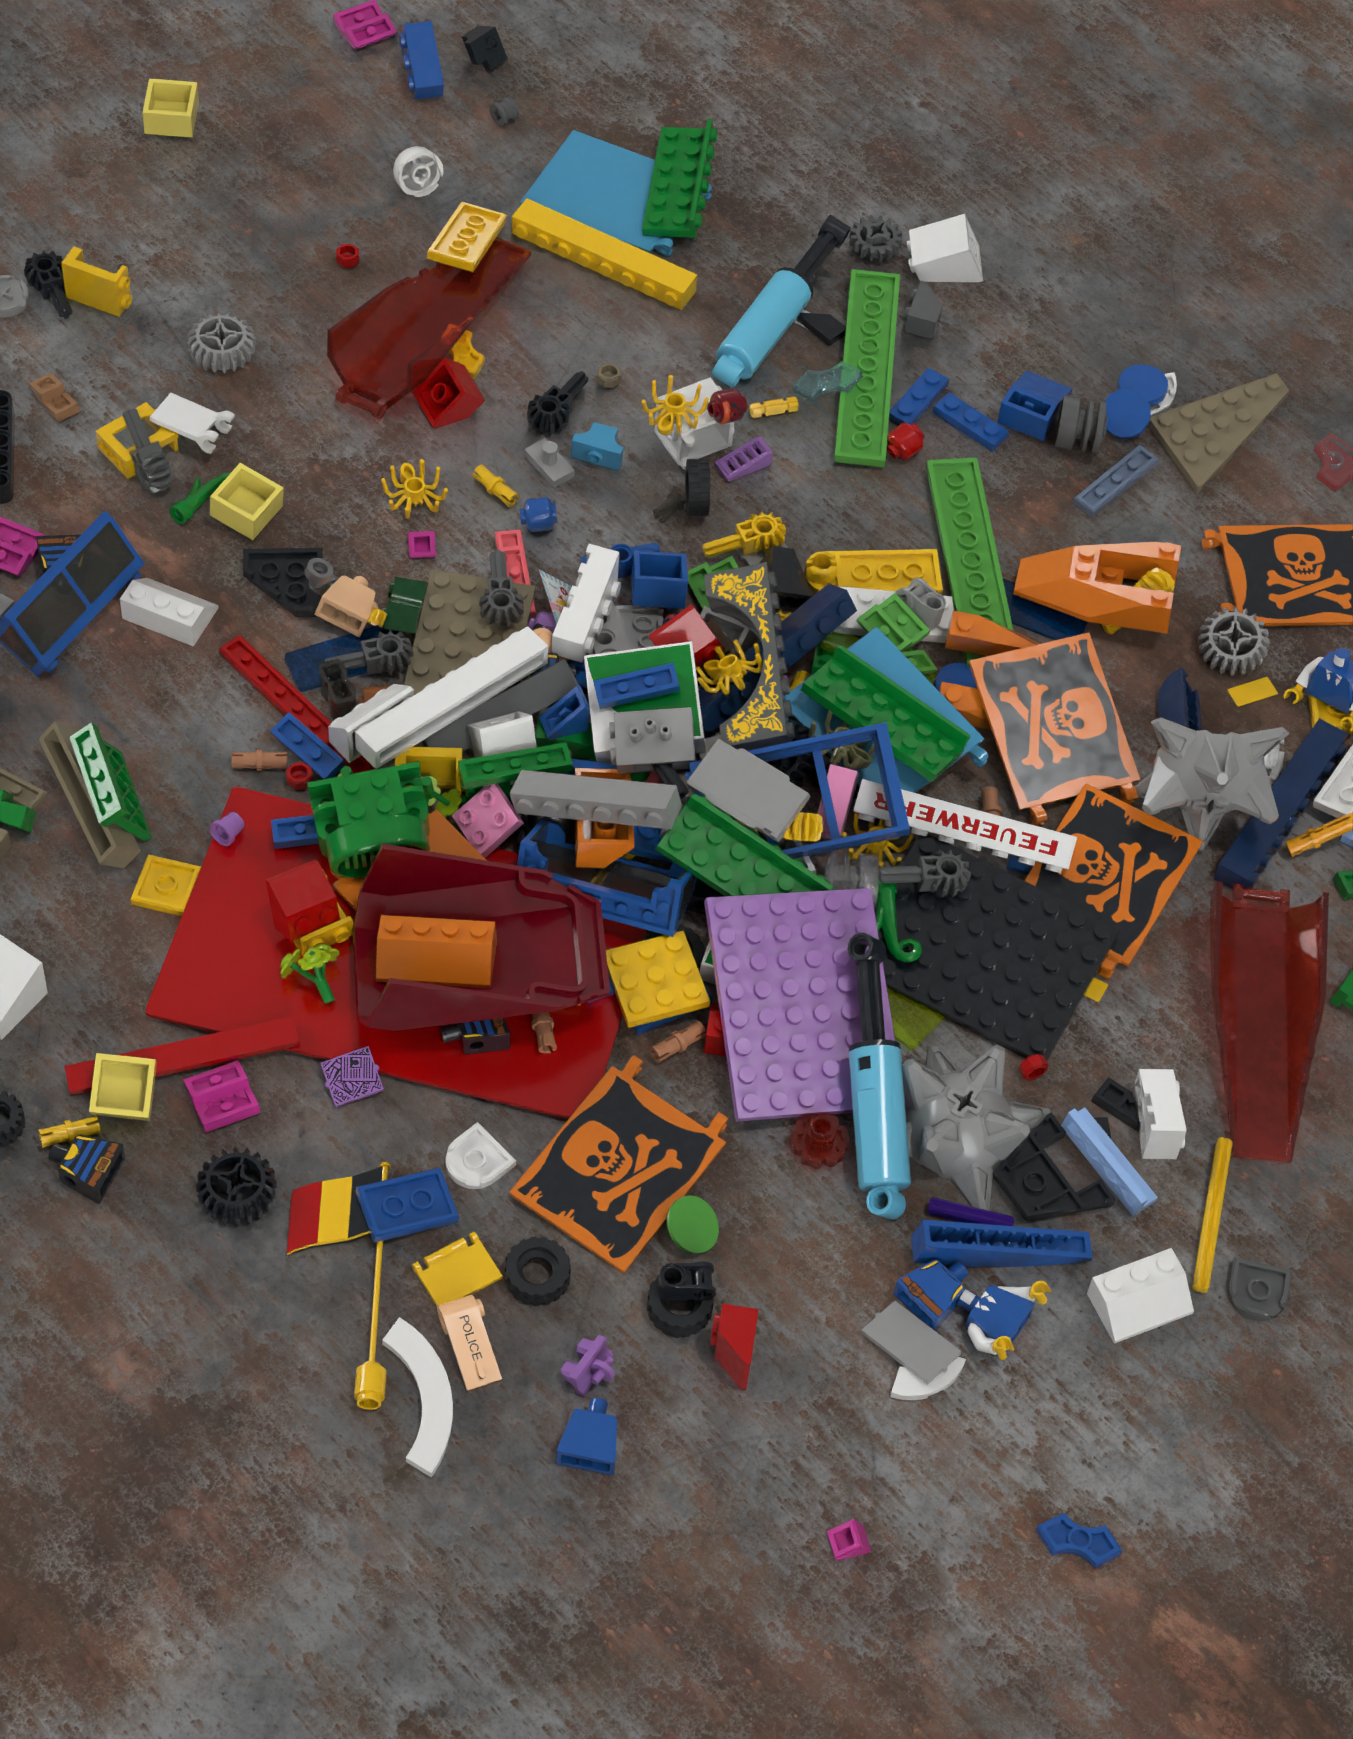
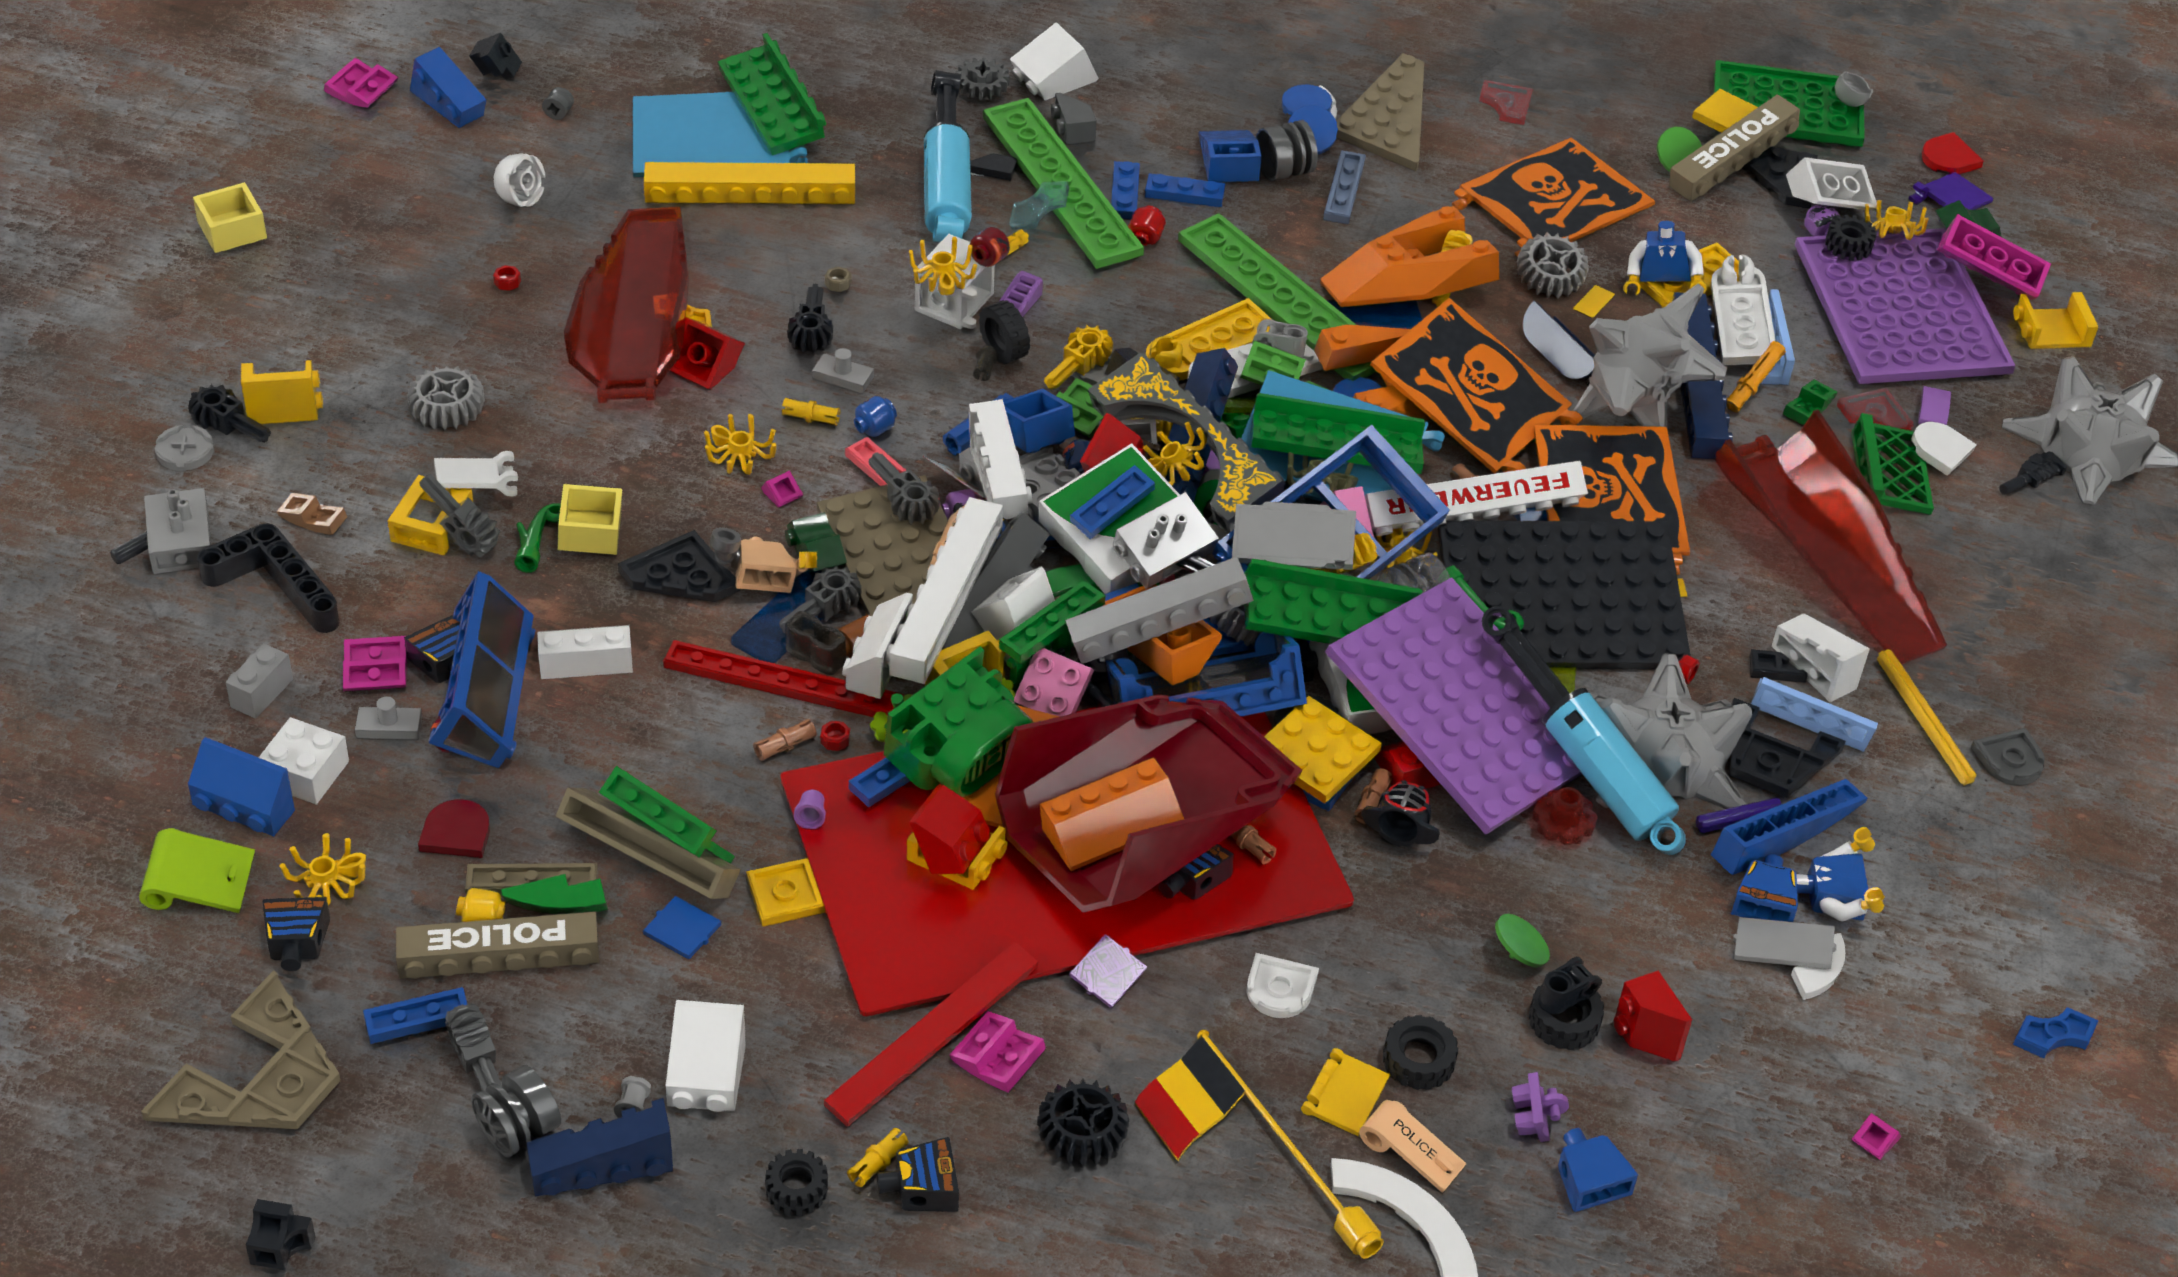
camera: 30 degrees left, 10 degrees down
(72, 875) = (682, 927): none -> blue piece
(123, 1087) = (907, 1084): light yellow piece -> none
(307, 747) = (824, 705): blue plate -> none
(314, 958) = (999, 876): lime plant -> none
(407, 1204) = (1254, 1056): blue tile -> none
(467, 236) = (611, 216): yellow tile -> none
(567, 716) = (1059, 558): blue slope -> none
(598, 446) = (882, 339): dark azure brick -> none
(618, 1167) = (1413, 927): flag -> none
(681, 1070) = (1403, 815): none -> black piece
(931, 874) = (1488, 543): dark grey gear -> none
(1141, 1295) = (1932, 807): white slope -> none

